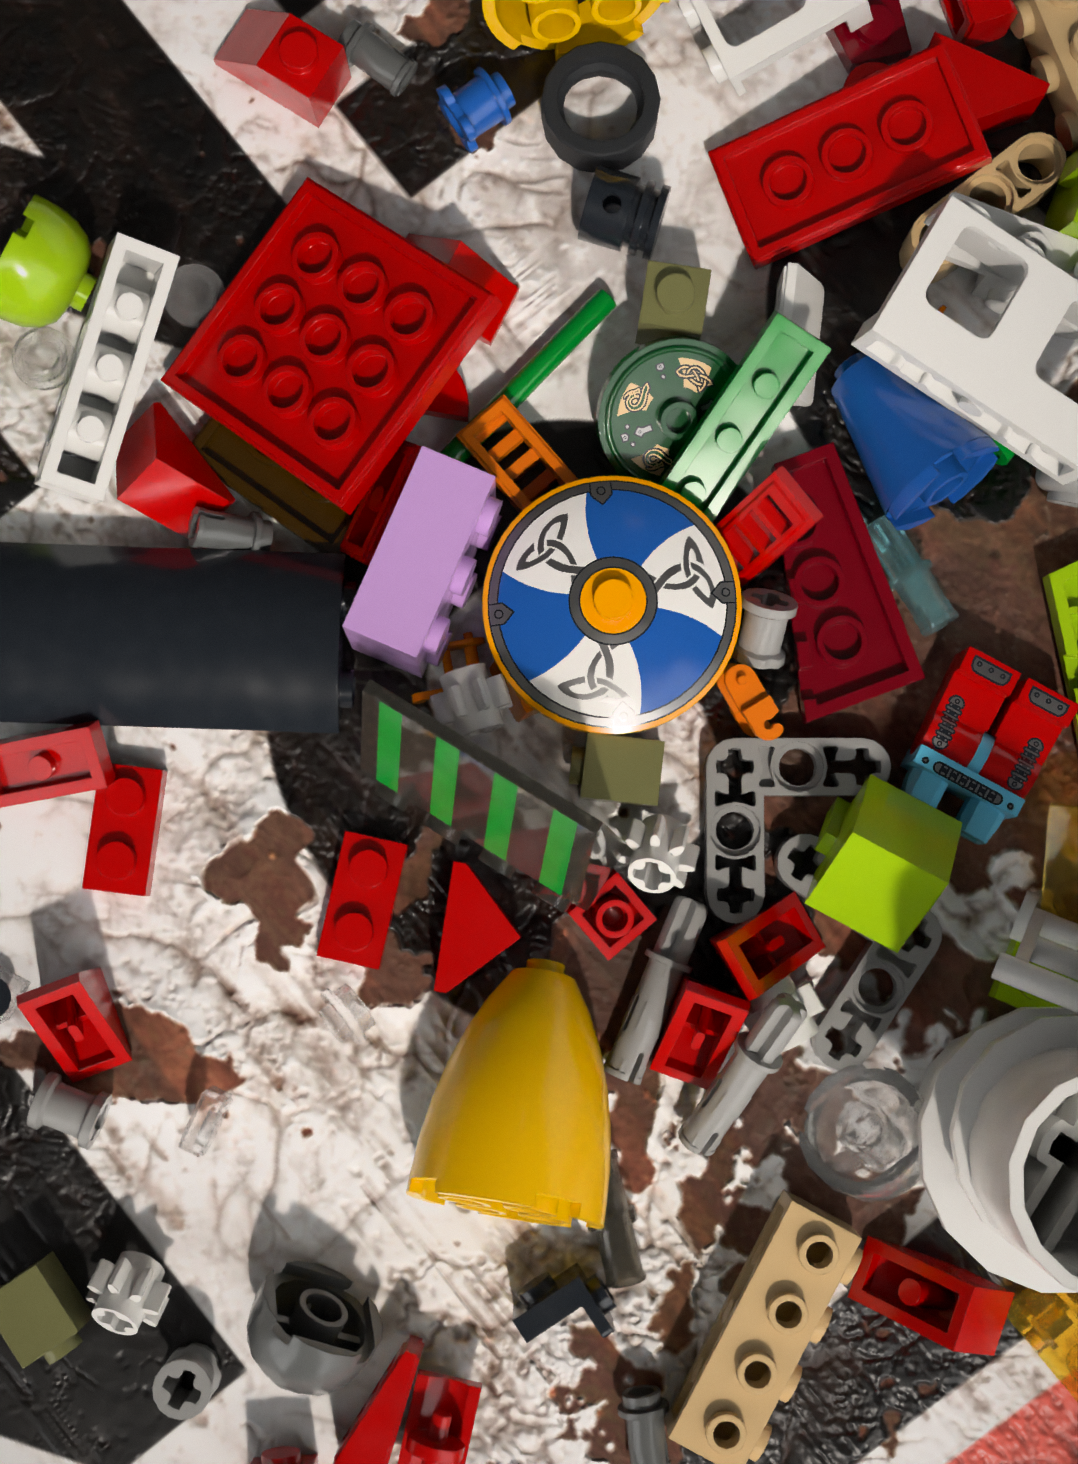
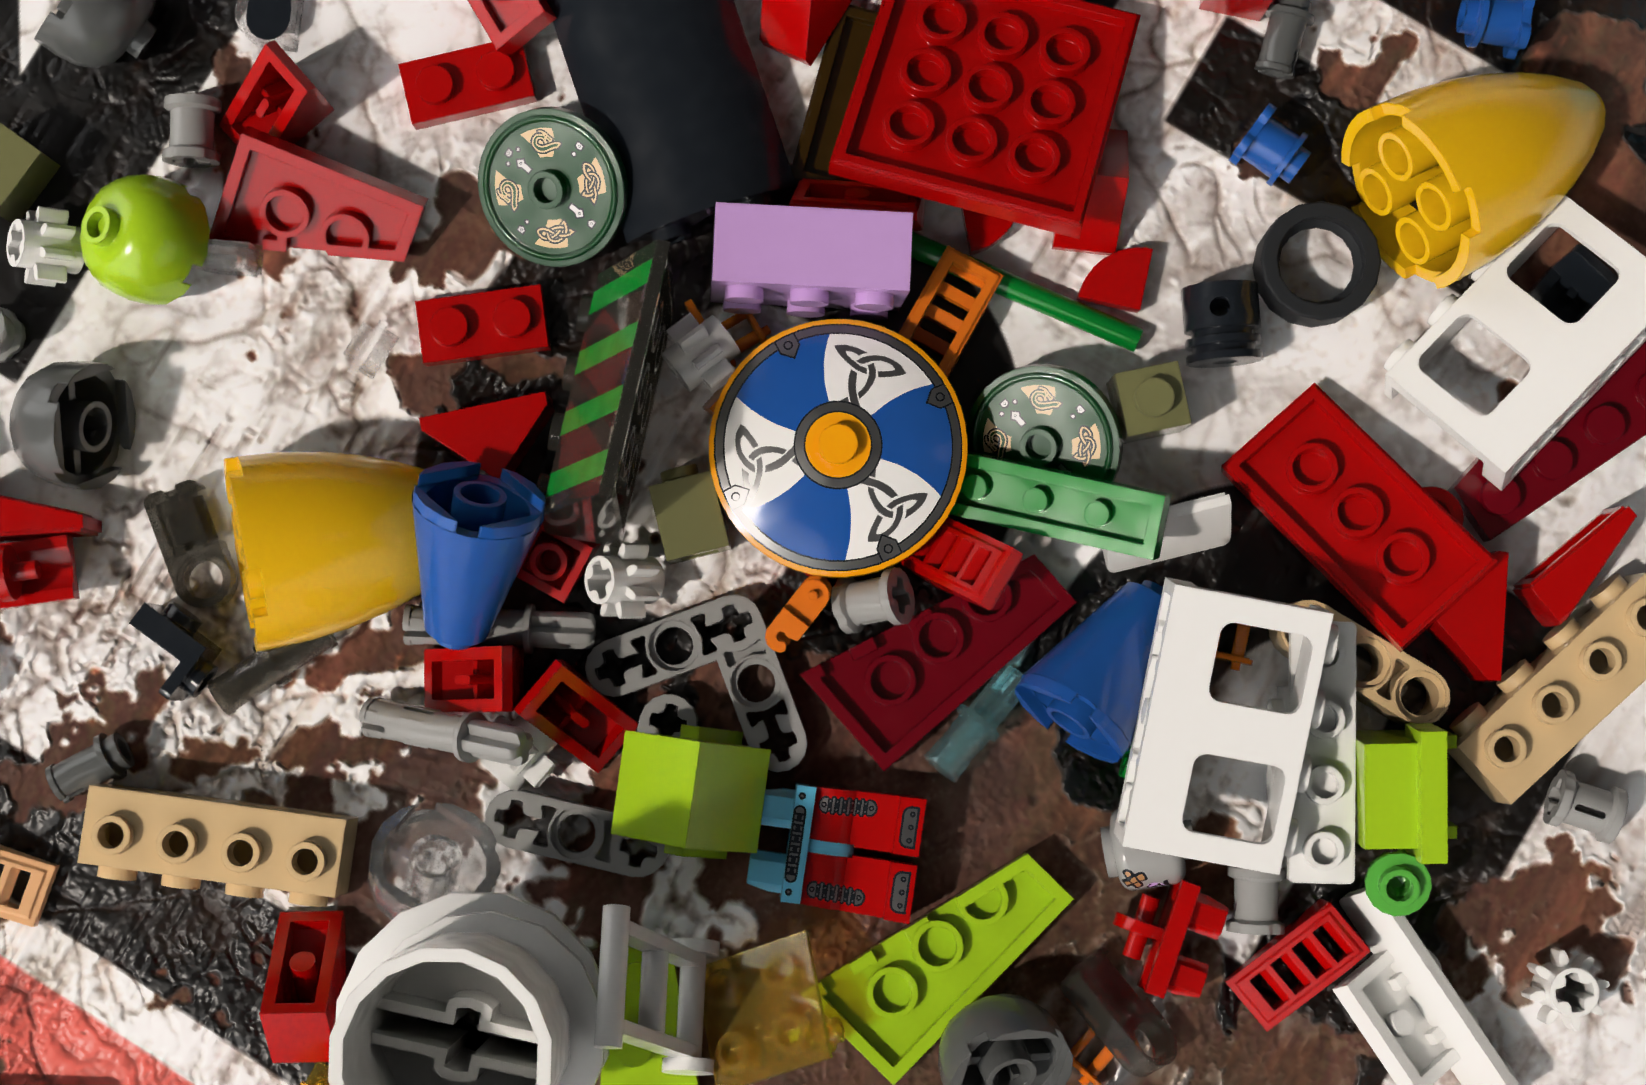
camera: 70 degrees right, 0 degrees up
(158, 1193) = (144, 238): none -> lime cylinder
(178, 1026) = (307, 201): none -> red wing
(229, 531) = (778, 71): dark grey pin -> none
(258, 782) = (553, 186): none -> shield
(460, 1256) = (188, 539): none -> clear smoke piece
(545, 293) = (1118, 280): none -> red tile
(580, 982) = (470, 546): none -> blue cone

